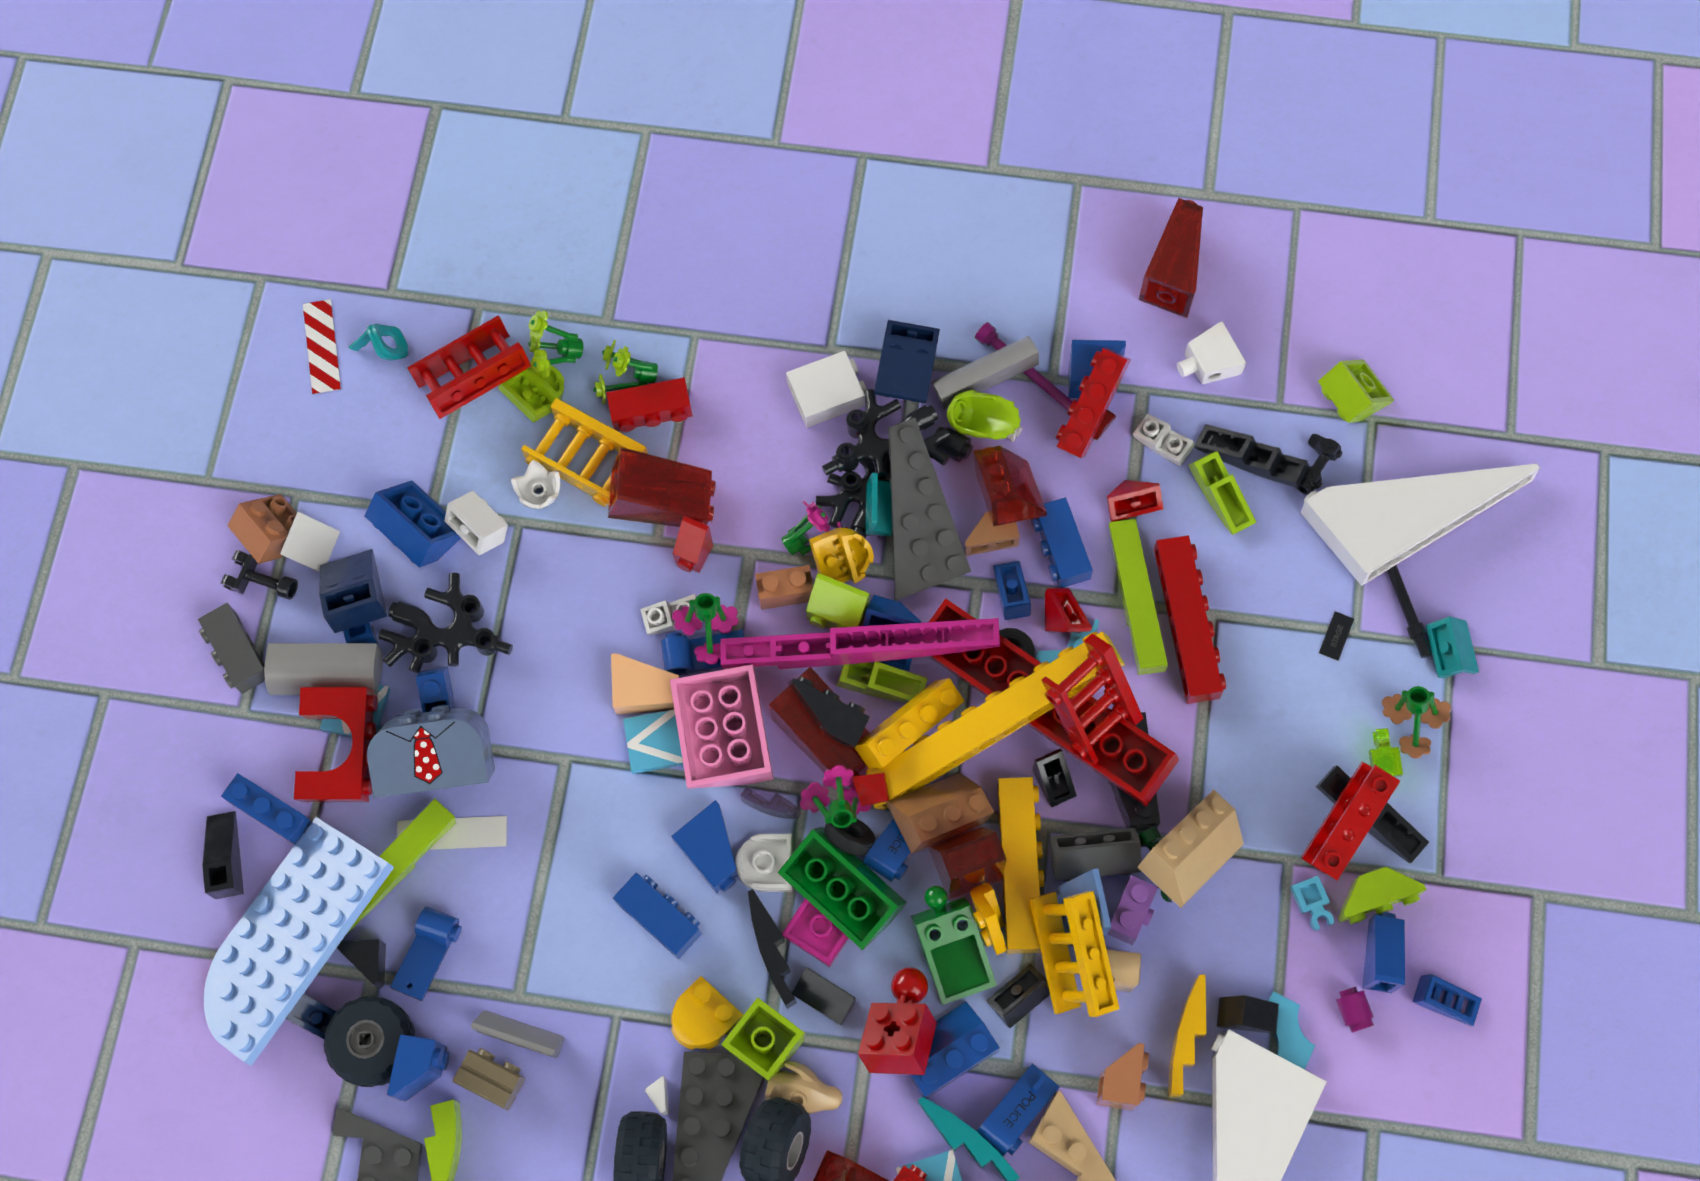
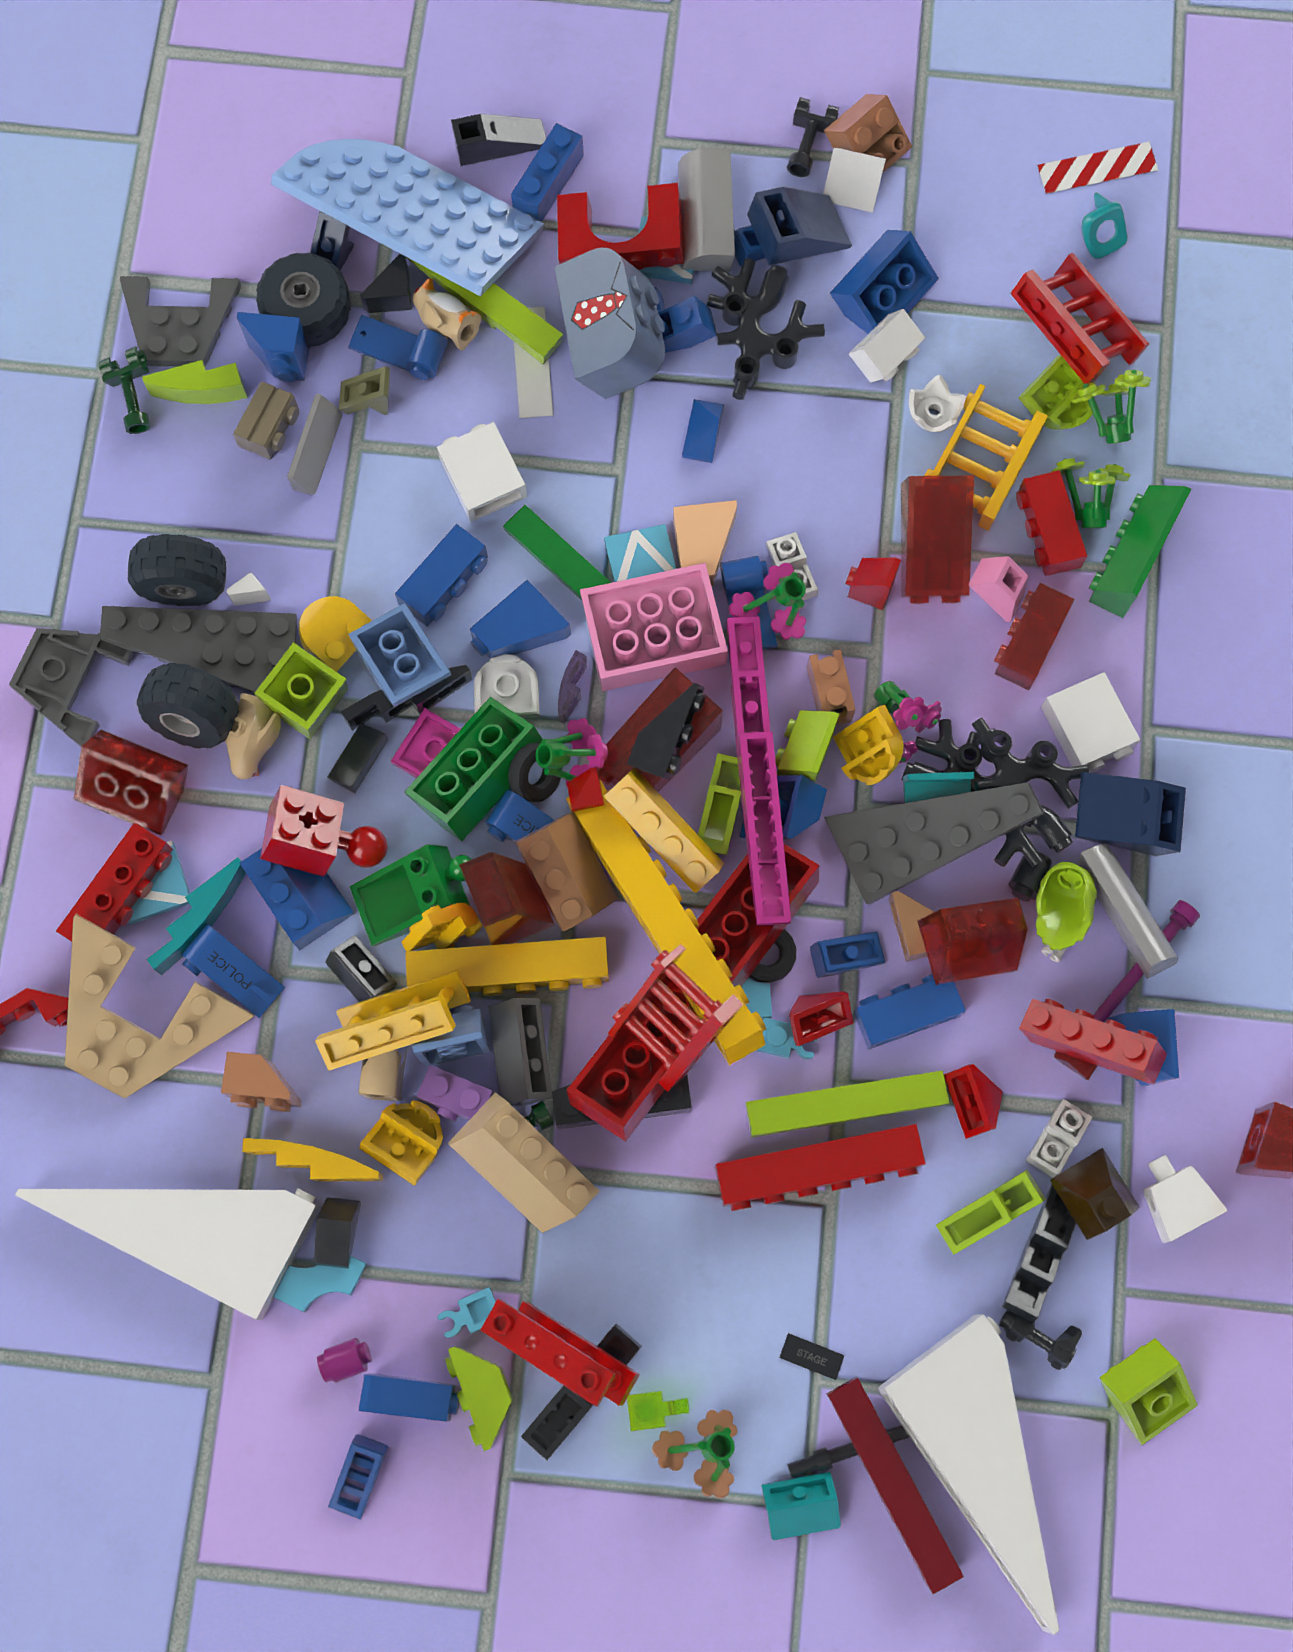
camera: 85 degrees right, 5 degrees up
(232, 648) = (728, 117): dark grey brick -> none
(400, 906) = (446, 314): none -> tan animal
(471, 982) = (366, 391): none -> olive slope
(535, 683) = (703, 431): none -> blue slope
(558, 878) = (482, 471): none -> white brick
(644, 814) = (553, 551): none -> green tile
(679, 338) = (1138, 547): none -> green slope
(705, 444) = (1000, 585): none -> bright pink slope
(739, 948) = (399, 655): none -> medium blue slope
(748, 426) = (1032, 635): none -> clear red brick
(1054, 777) = (606, 1003): black slope -> none
(1169, 955) = (405, 1139): none -> yellow slope
(1210, 414) = (1095, 1194): none -> dark brown slope
(1435, 575) = (895, 1486): none -> dark red slope

